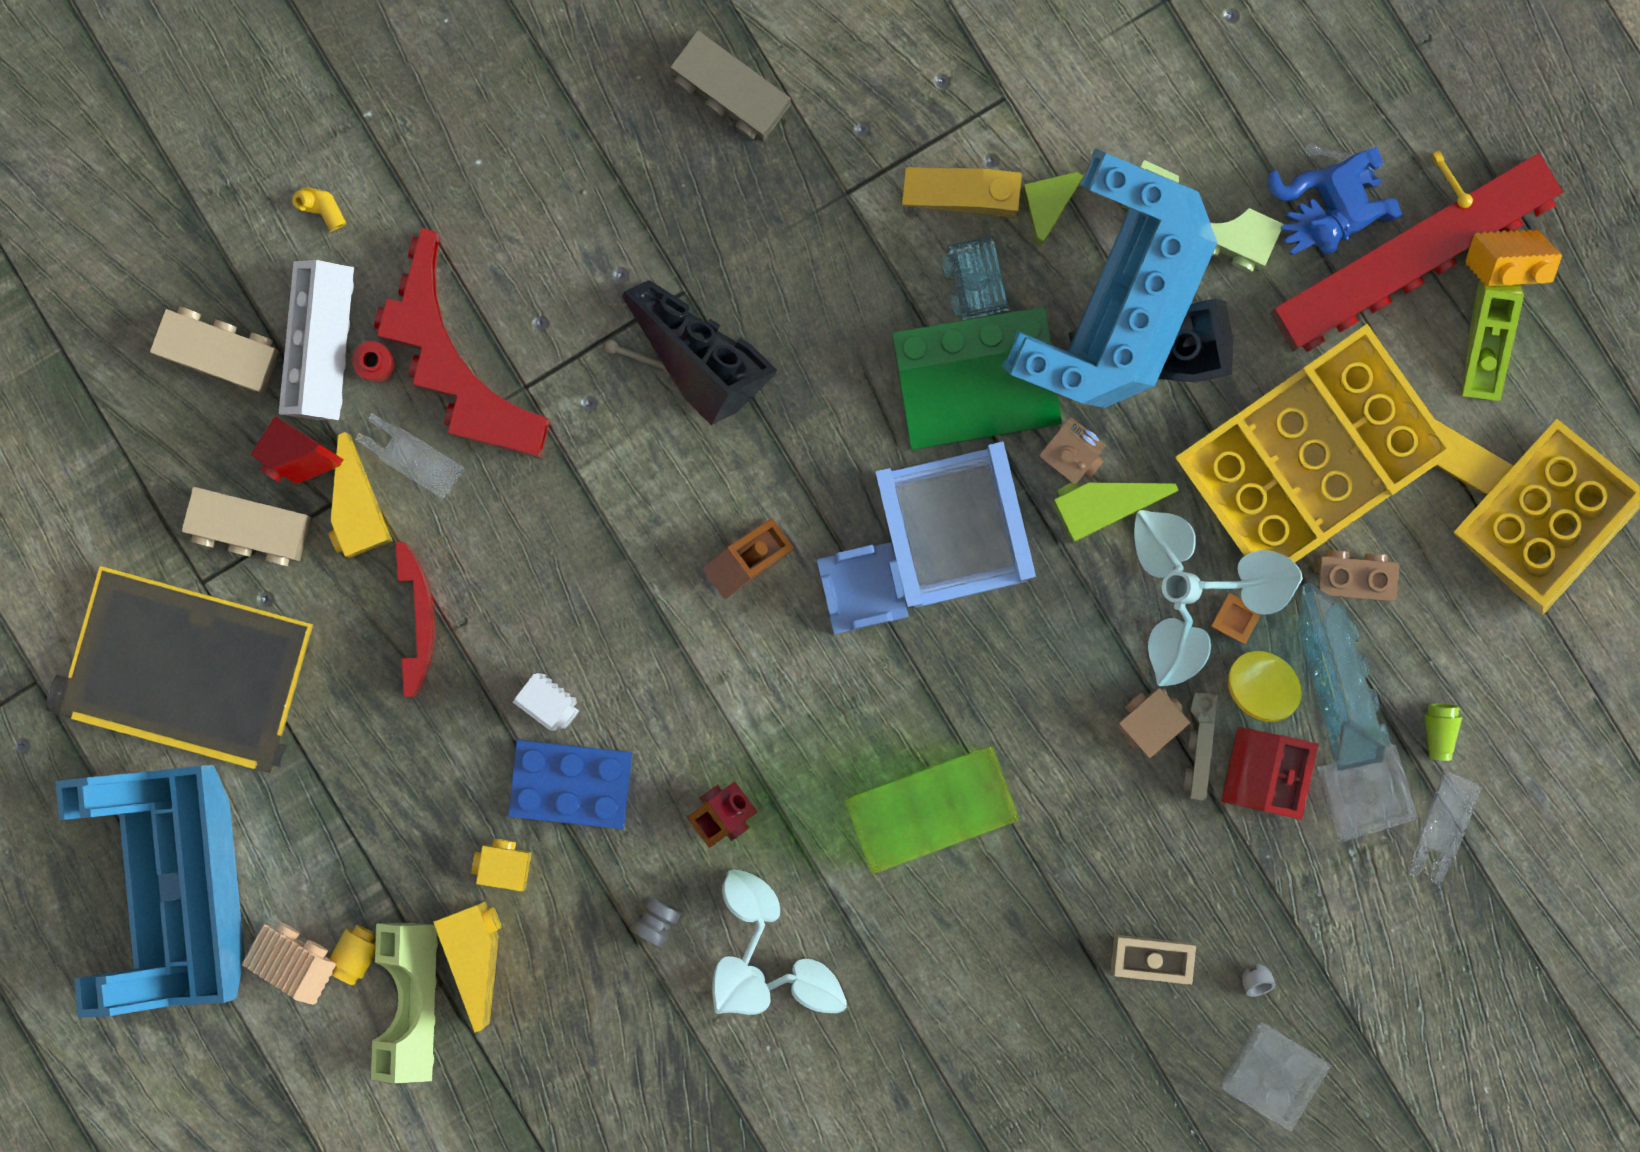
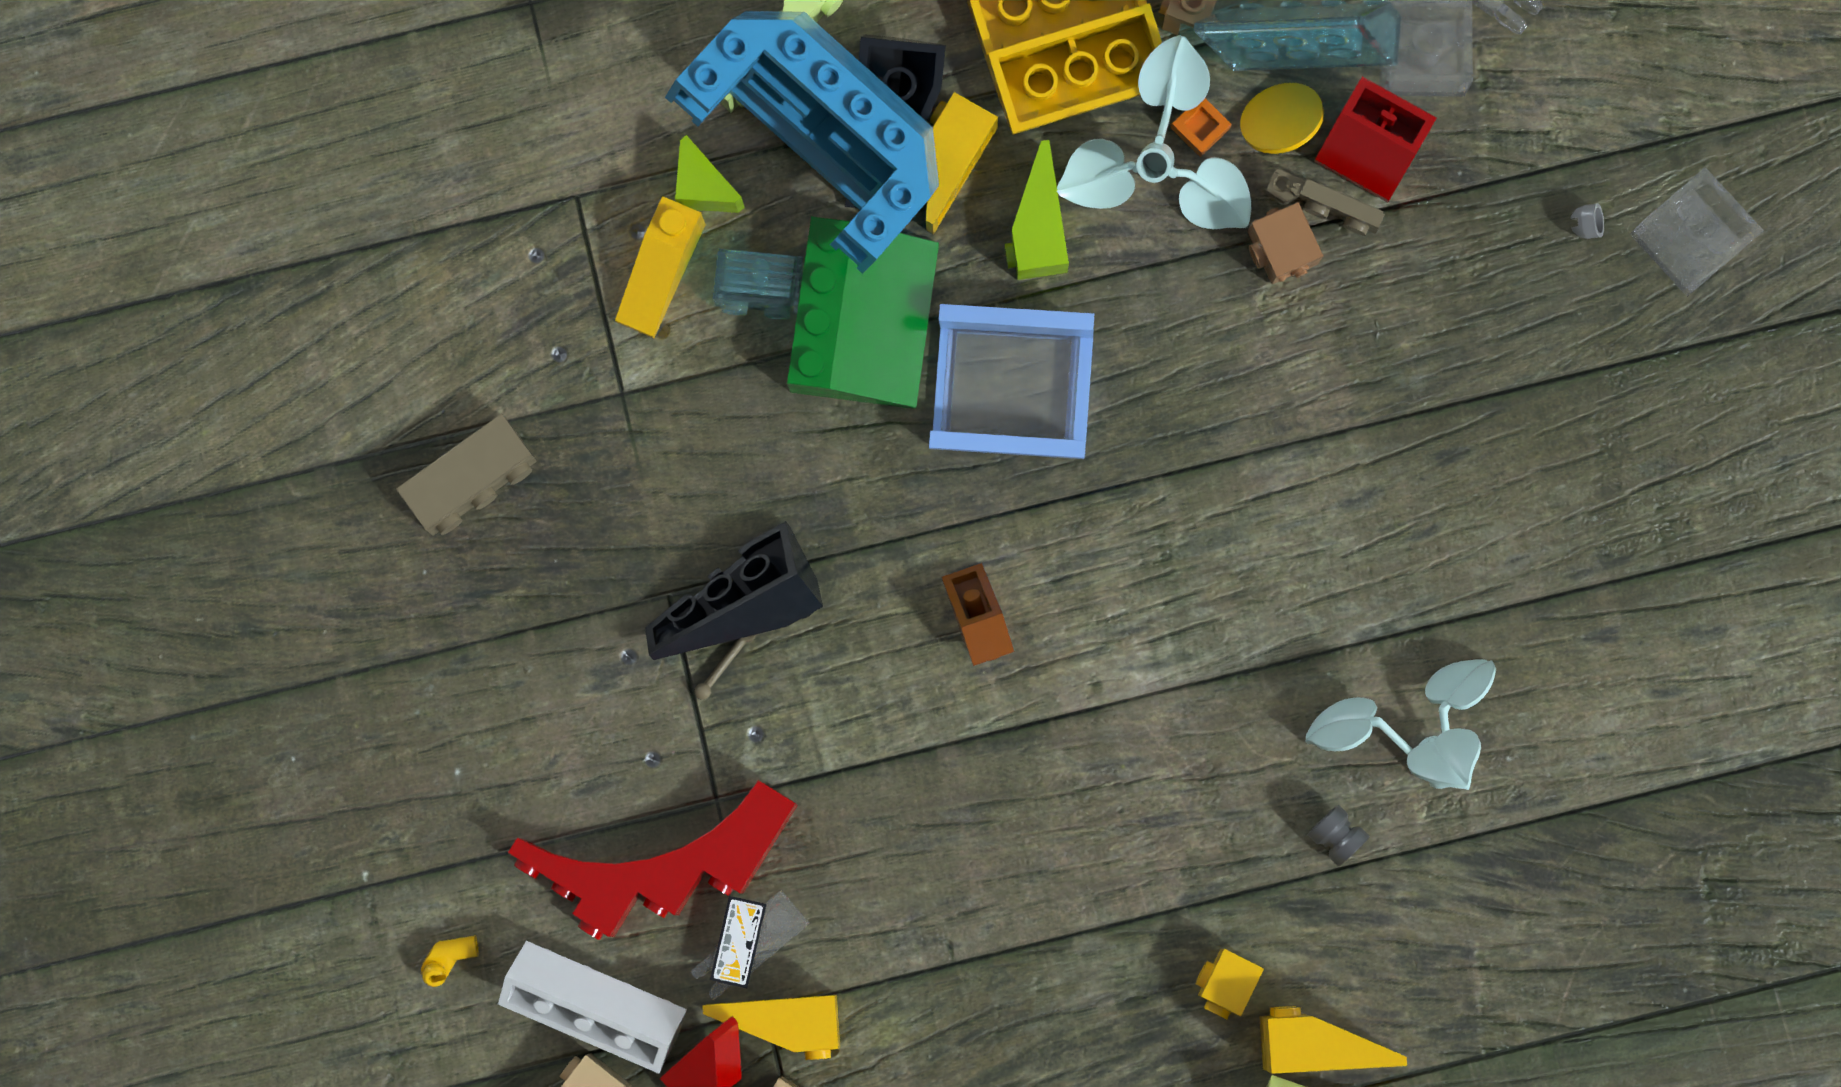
camera: 65 degrees left, 5 degrees down
(382, 370) = (650, 951): red brick -> none
(408, 444) = (738, 942): none -> sticker
(416, 669) = (876, 984): red slope -> none
(547, 702) = (1067, 876): white brick -> none
(570, 784) = (1161, 882): blue plate -> none
(727, 808) = (1245, 726): dark red brick -> none
(862, 587) = (1047, 503): medium blue panel -> none
(931, 809) = (1309, 498): clear neon green brick -> none
(1074, 451) = (973, 235): medium nougat head -> none
(1153, 959) = (1536, 319): tan brick -> none
(1154, 412) = (960, 139): none -> yellow slope

